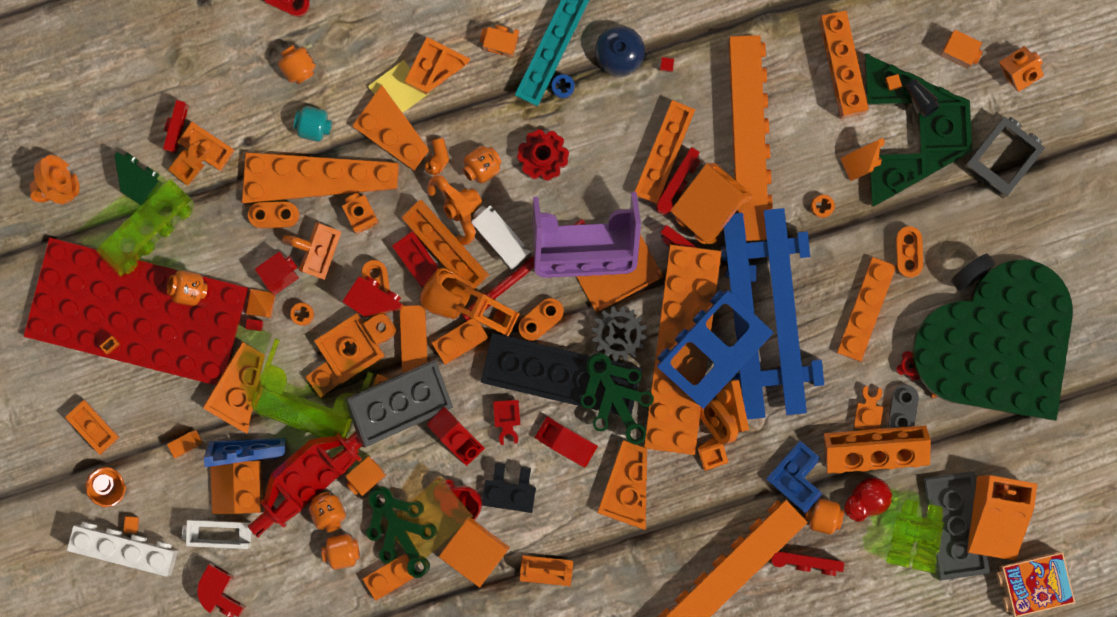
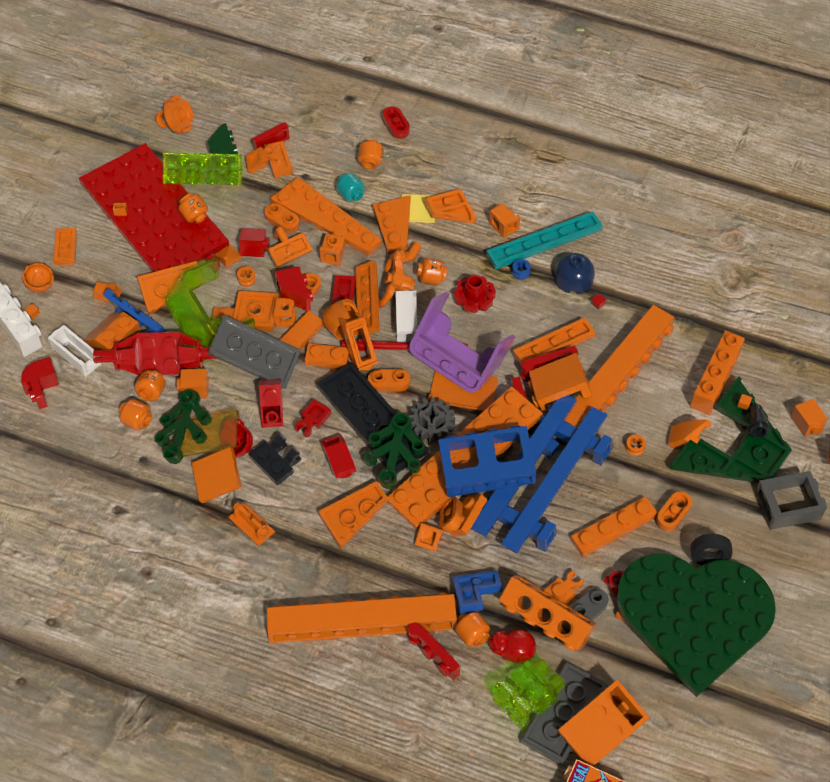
camera: 40 degrees right, 30 degrees down
(388, 577) = (147, 454): orange plate -> none

